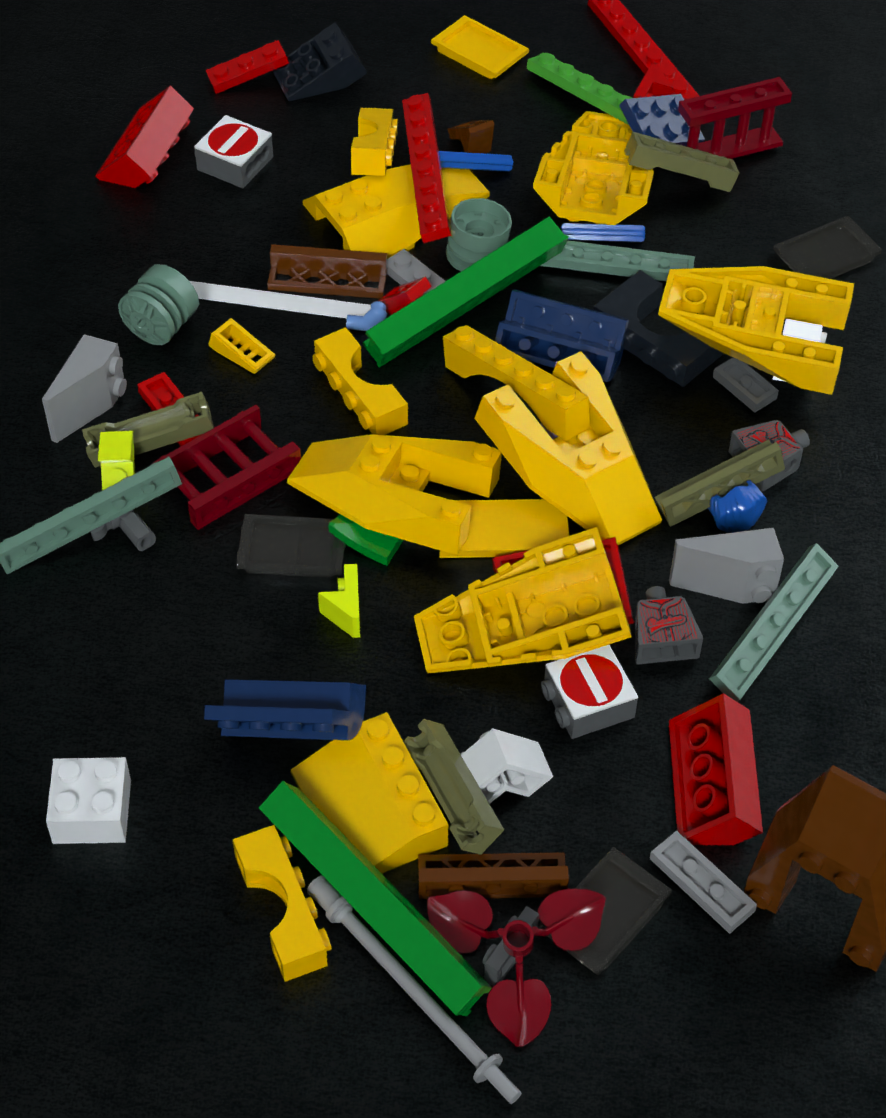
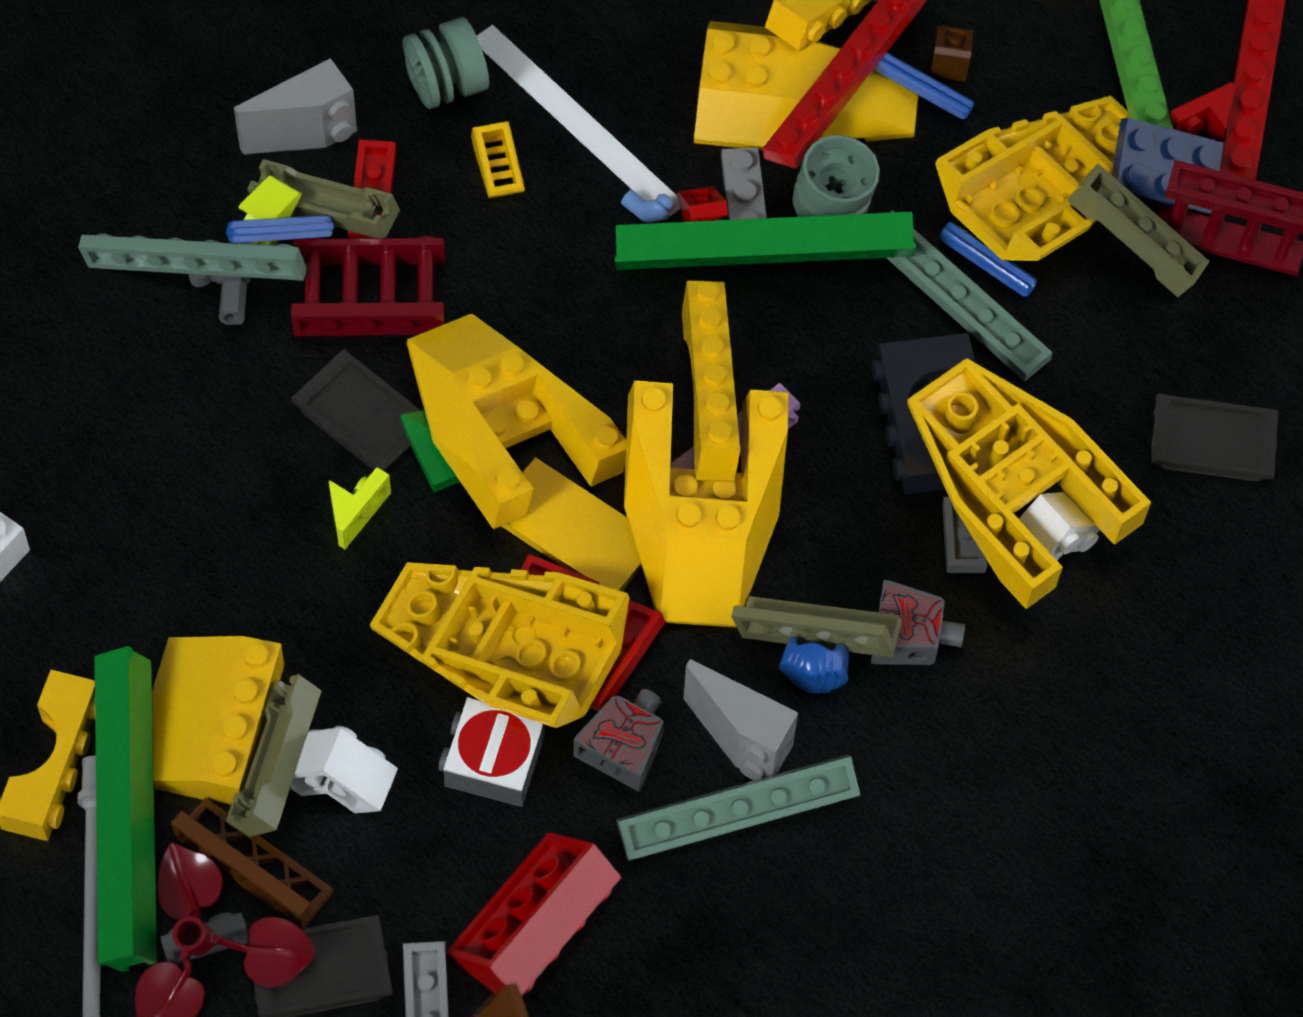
camera: 35 degrees right, 10 degrees up
(139, 458) = (279, 229): none -> blue axle
(290, 709) = (199, 580): dark blue brick -> none
(329, 267) = (663, 117): reddish brown fence -> none
(377, 406) = (569, 314): yellow arch -> none
(554, 330) = (815, 358): dark blue brick -> none

